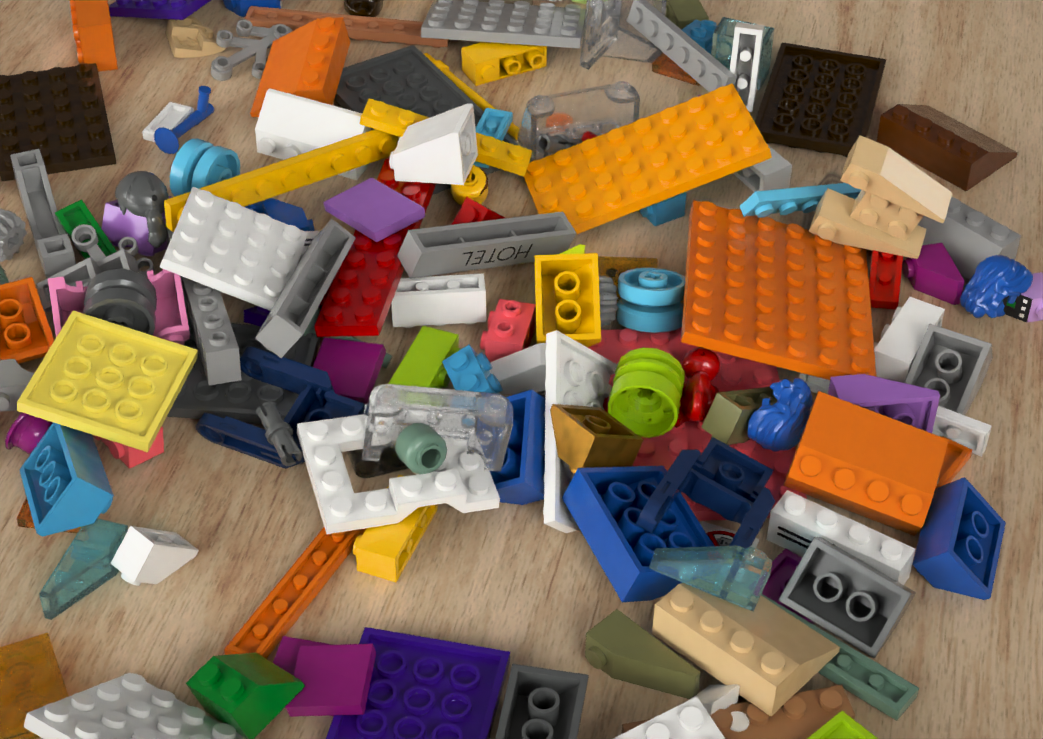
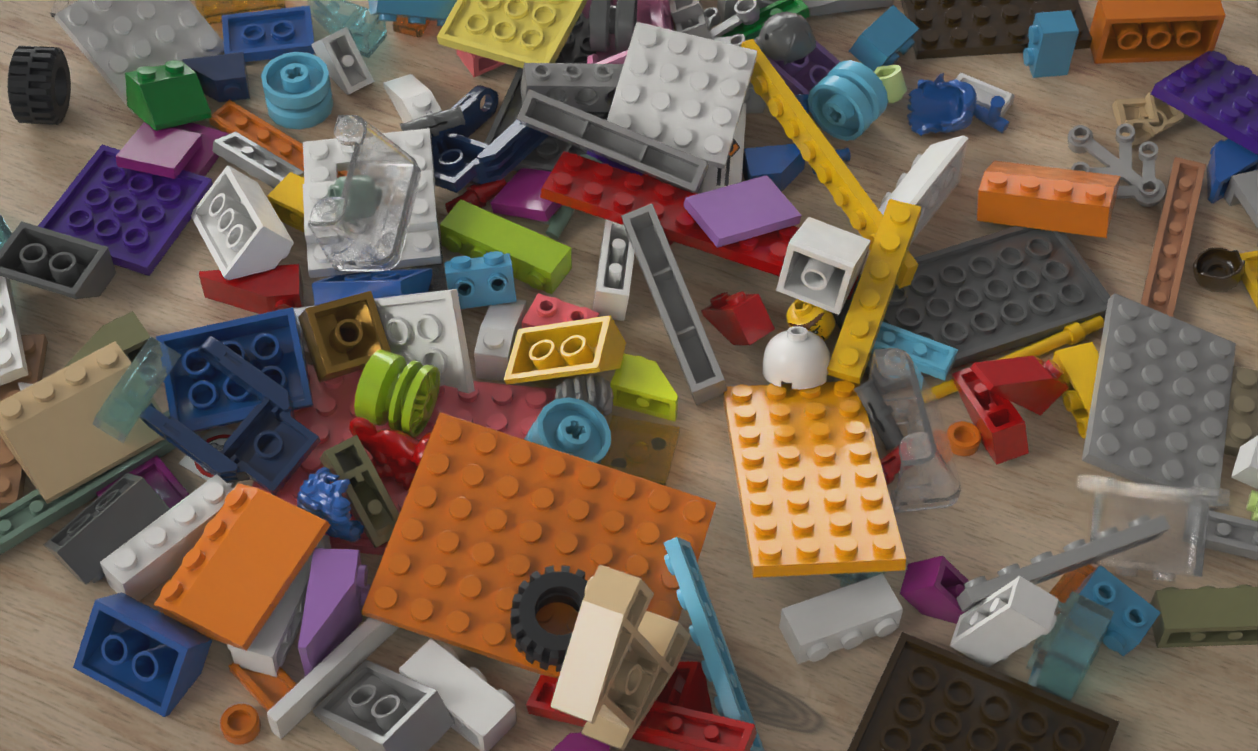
camera: 100 degrees right, 10 degrees up
(106, 164) = (885, 39): none -> dark azure brick
(106, 635) = (268, 33): none -> blue plate
(118, 71) = (1051, 44): none -> dark azure brick
(161, 162) = (893, 81): none -> yellowish green plate
(186, 652) = (222, 76): none -> dark blue slope
(201, 121) = (941, 106): none -> blue hair
(214, 578) = (297, 90): none -> medium azure wheel
(220, 482) = (411, 98): none -> white slope
(327, 596) = (253, 159): none -> light grey plate
(447, 570) = (241, 226): none -> white slope
(514, 542) = (257, 292): none -> red slope
(515, 70) = (1023, 381): none -> red slope
(517, 189) = (796, 358): none -> white cylinder
(553, 81) = (994, 416): none -> red slope
(842, 259) = (531, 597): none -> black tyre
(988, 471) = (240, 724): none -> orange tile

